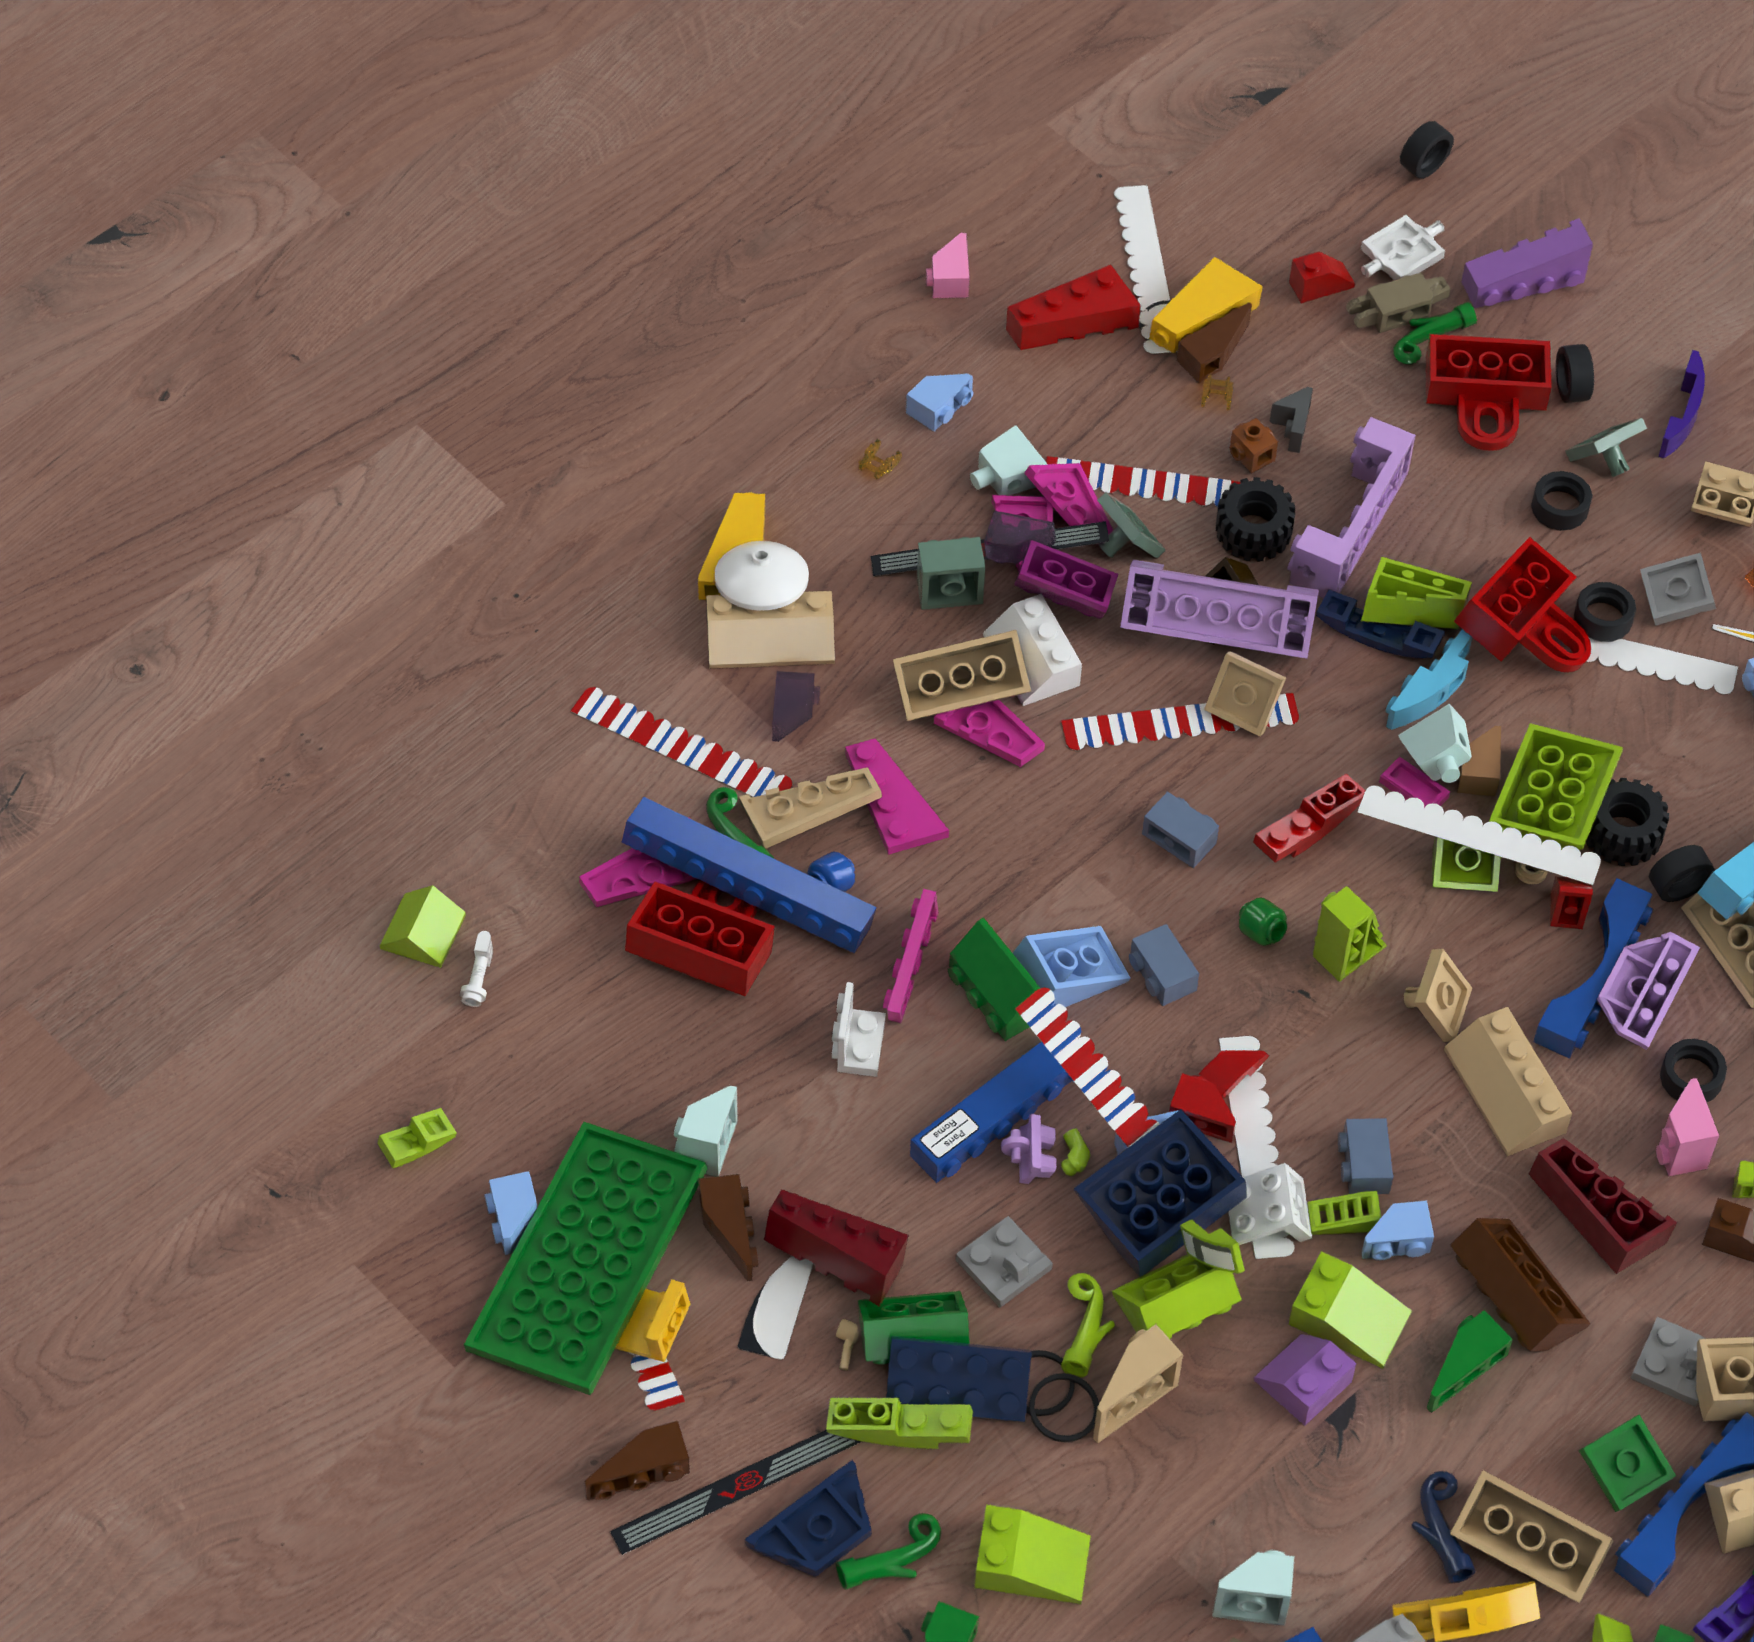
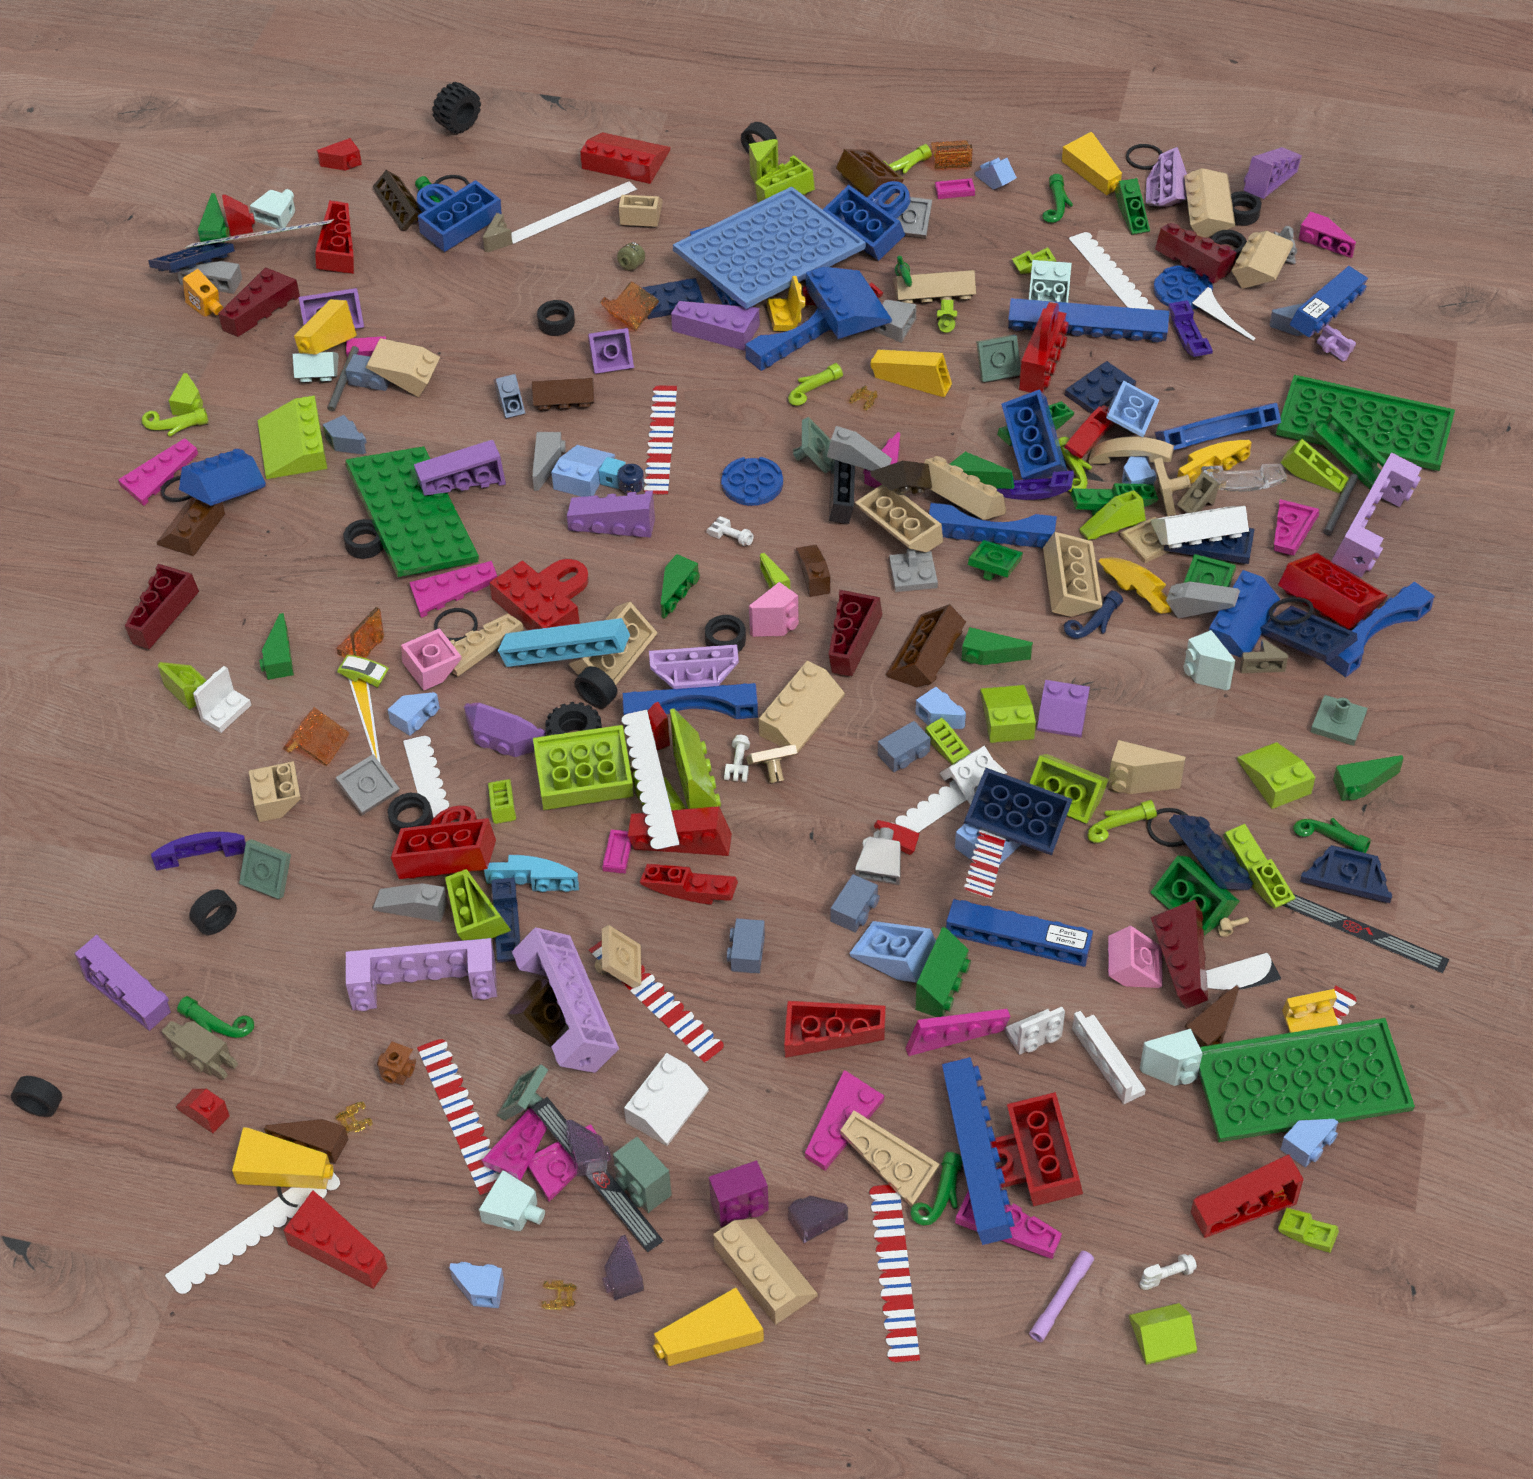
camera: 120 degrees left, 5 degrees down
(492, 1095) = (1248, 1197): none -> red wedge
(520, 837) = (1047, 1319): none -> lavender piece
(646, 1459) = (1393, 973): reddish brown slope -> none
(761, 575) = (735, 1297): white dish -> none
(771, 1088) = (1107, 1057): none -> white fence
(834, 870) = (932, 1112): blue head -> none
(861, 516) = (622, 1272): none -> clear purple slope
(862, 640) = (739, 1193): none -> magenta brick
(874, 1191) = (1134, 959): none -> bright pink slope
(950, 270) = (341, 1349): bright pink slope -> none
(961, 675) = (723, 1119): tan slope -> none
(993, 729) = (744, 1092): dark pink wing -> none
(1004, 1261) = (1114, 880): light grey hinge -> none
(1009, 839) = (830, 1026): none -> red wedge
(1025, 1148) = (1036, 901): lavender hips -> none
(1062, 1376) = (1175, 791): black piece -> none
(1066, 580) = (606, 1096): magenta slope -> none
(1078, 1155) = (1015, 880): lime arm -> none
(1204, 1024) = (880, 859): none -> torso
(1204, 1107) = (937, 837): red slope -> none
(1213, 1248) = (1040, 756): slope -> none
(1257, 499) = (468, 1044): black tyre -> none
(1262, 921) = (783, 870): green head -> none
(1293, 414) = (345, 1055): dark grey slope -> none
(1346, 934) = (769, 812): lime wedge -> none
(1382, 853) = (697, 832): none -> red wedge
(1402, 248) = (143, 1072): white plate -> none
(1439, 744) = (590, 837): light aqua torso -> none
(1474, 555) = (414, 901): none -> light grey slope
(1476, 893) = (692, 765): none -> lime slope
(1482, 772) = (578, 821): medium nougat slope -> none
(1488, 379) = (250, 960): red brick -> none
(1494, 989) = (741, 744): none -> white hinge
(1558, 518) = (331, 892): black tyre -> none
(1558, 715) = (502, 802): none -> lime slope
(1684, 749) = (501, 730): none -> medium lavender wedge

